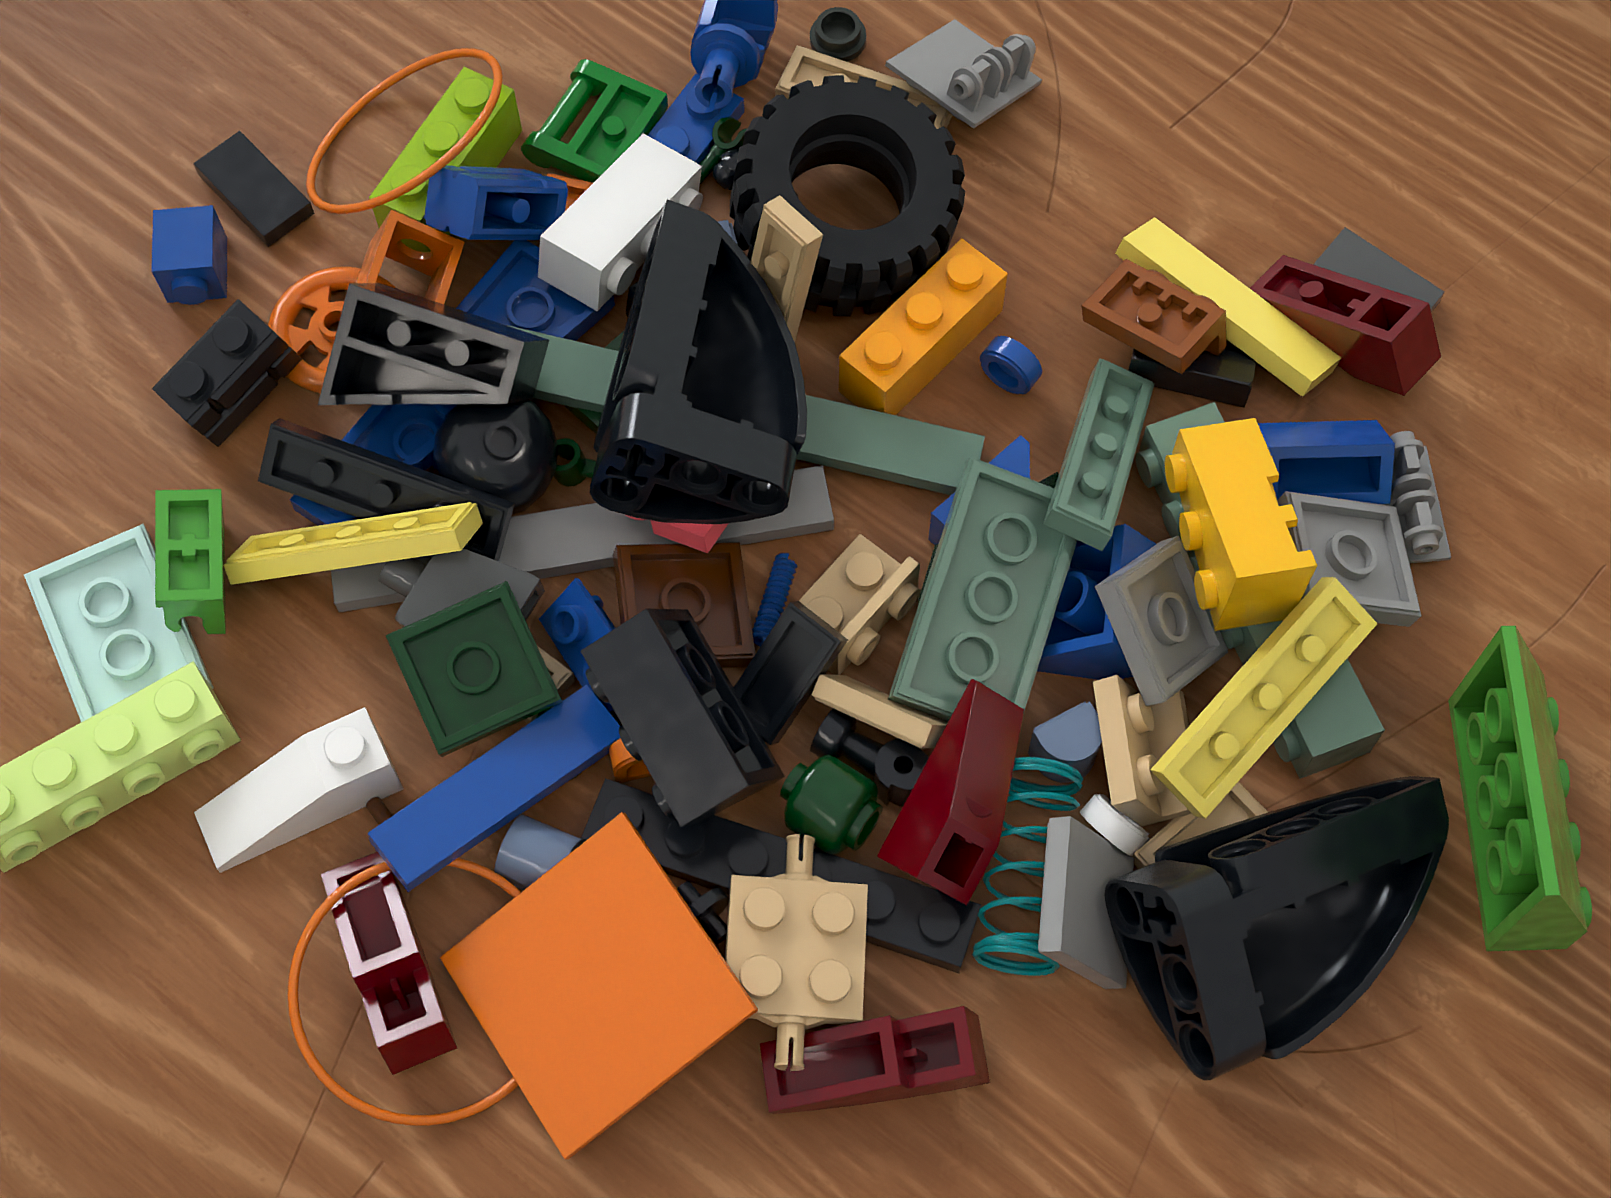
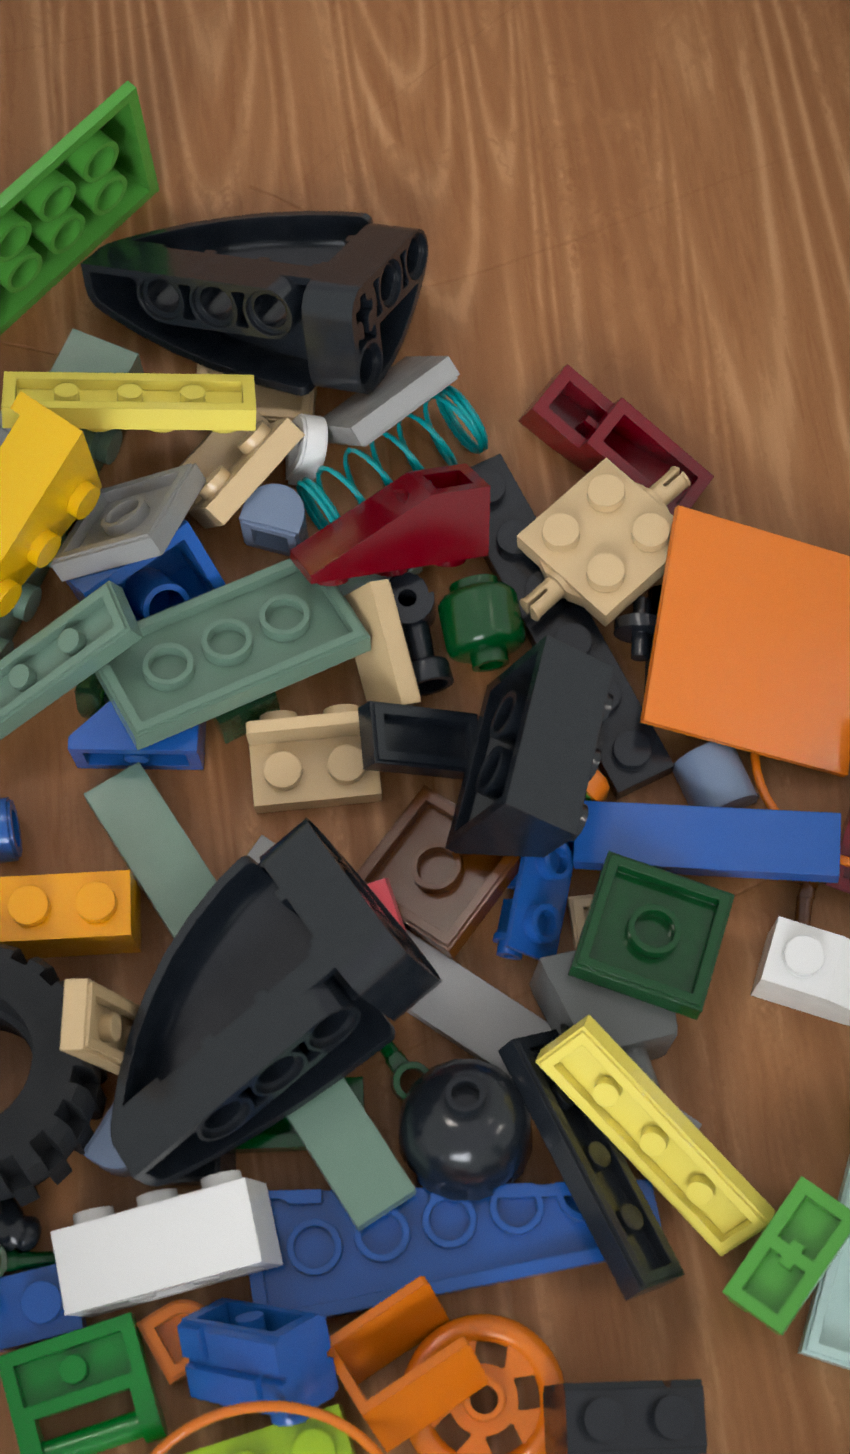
camera: 135 degrees left, 5 degrees up
(424, 352) = (454, 1227): black wedge -> none
(774, 597) = (368, 819): blue piece -> none

